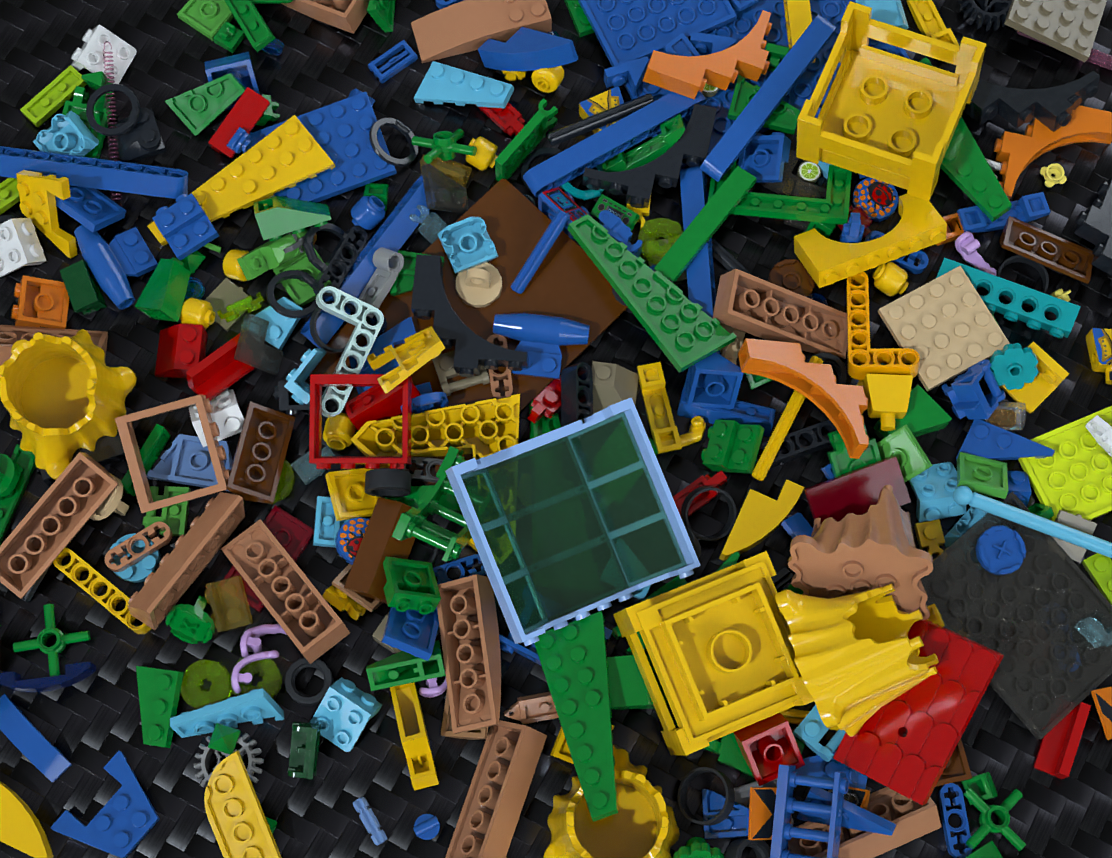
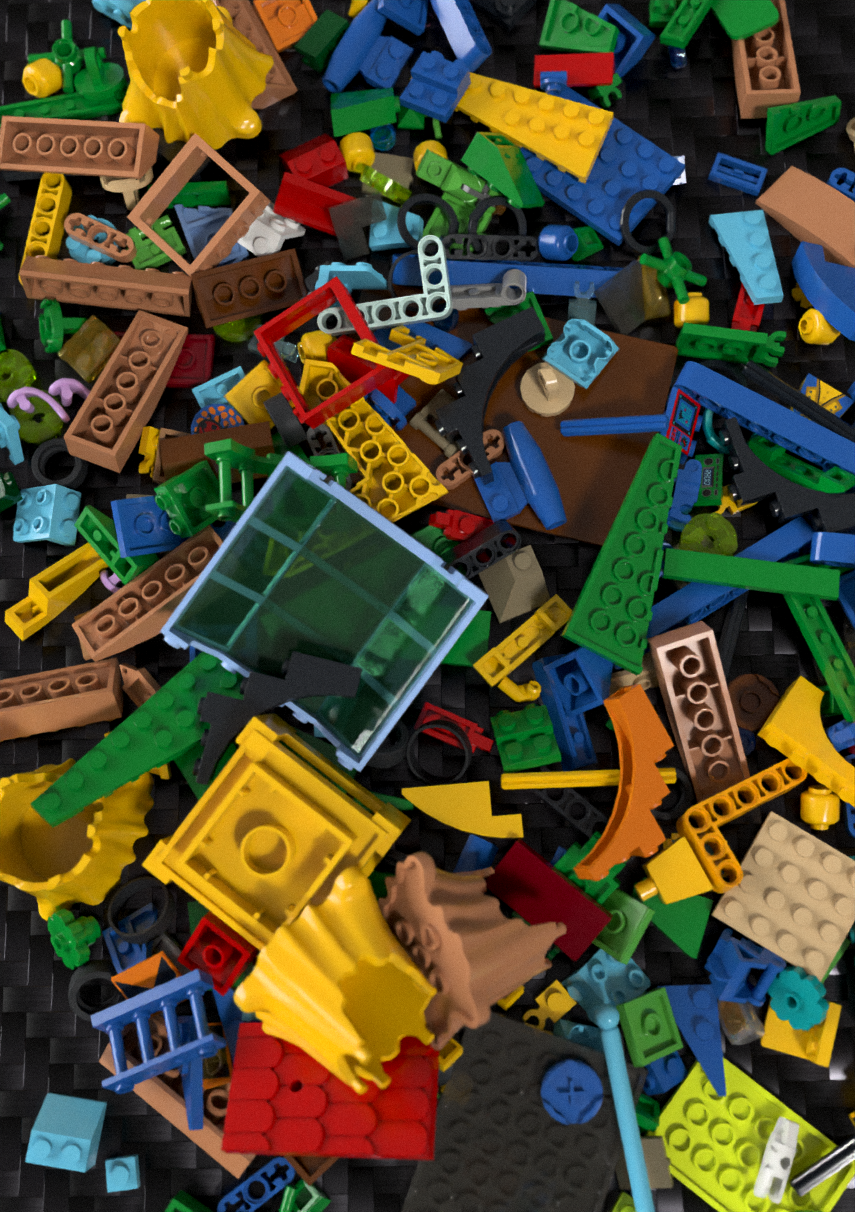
camera: 70 degrees right, 5 degrees up
(600, 607) = (229, 716): none -> black arch

